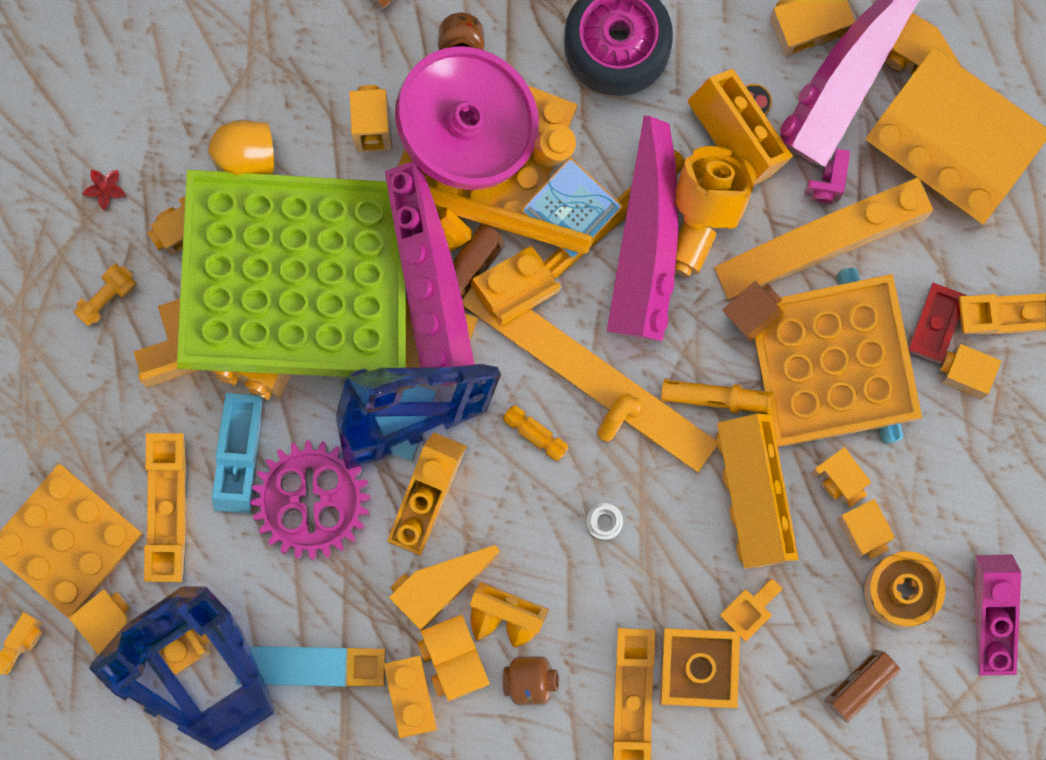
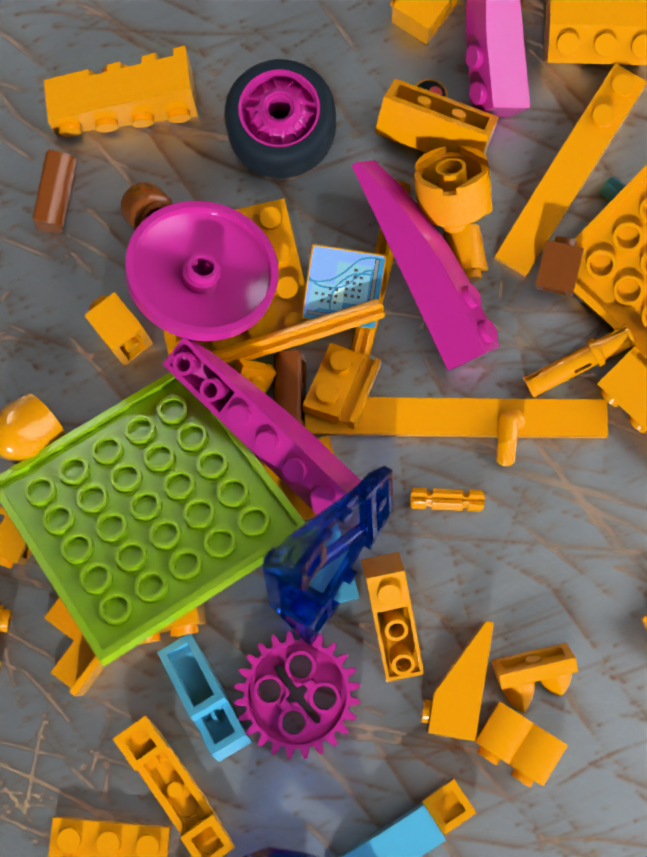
camera: 30 degrees left, 0 degrees up
(410, 697) = (507, 806): light orange brick -> none
(530, 680) = (597, 717): dark orange head -> none
(554, 145) = (293, 243): light orange brick -> none
(608, 510) = (570, 528): white plate -> none
(835, 174) = (542, 112): dark pink bracket -> none

